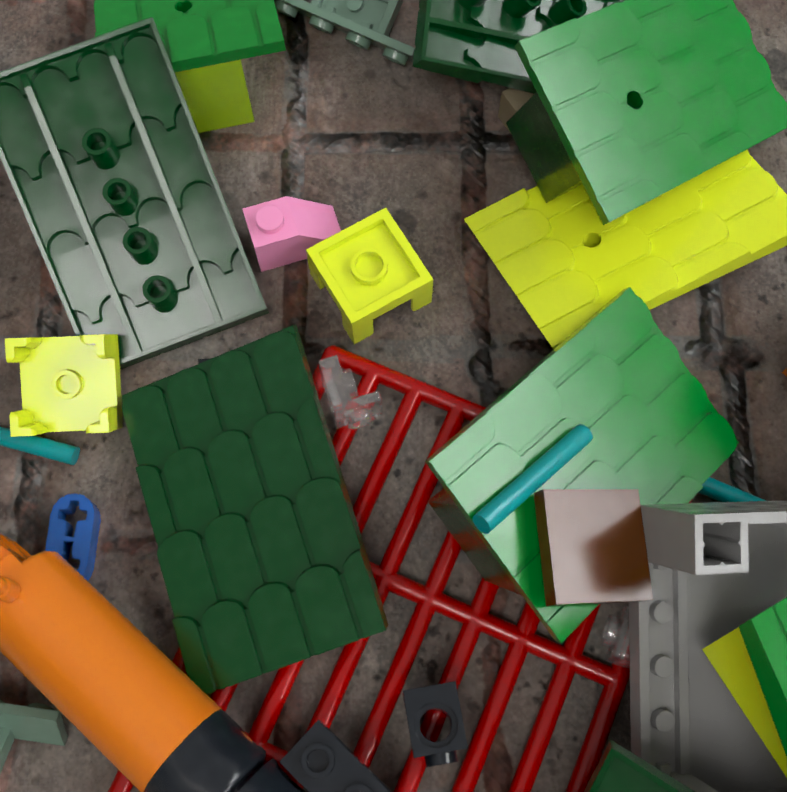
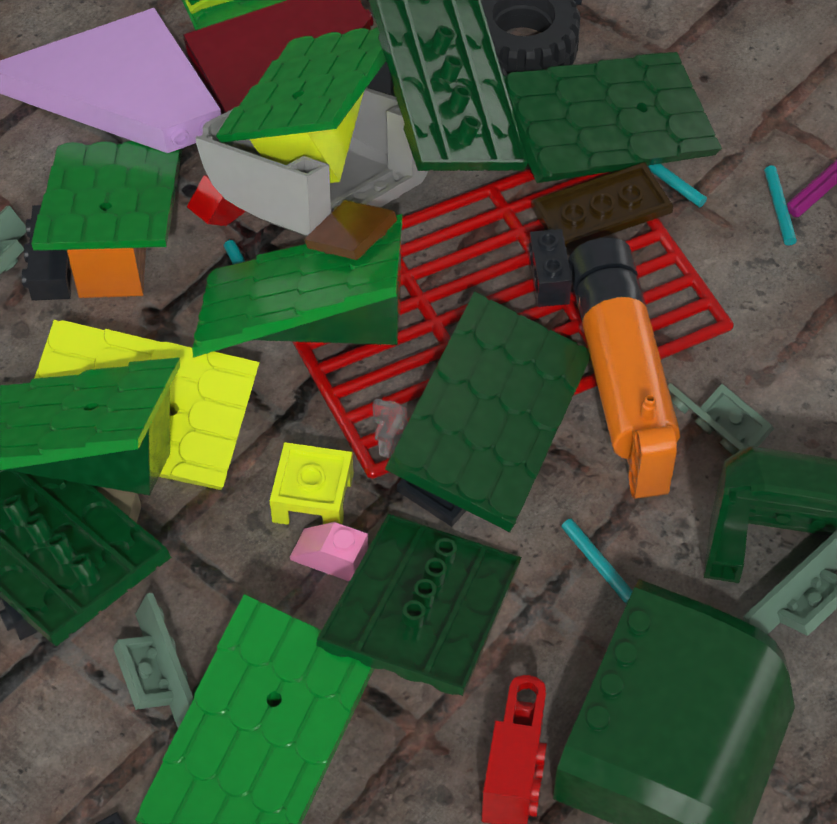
camera: 140 degrees left, 15 degrees down
(67, 384) = (538, 551): neon yellow panel -> none
(86, 532) = (597, 473): blue beam -> none
(444, 699) = (483, 261): black brick -> none
(532, 479) = (349, 266): teal bar -> none

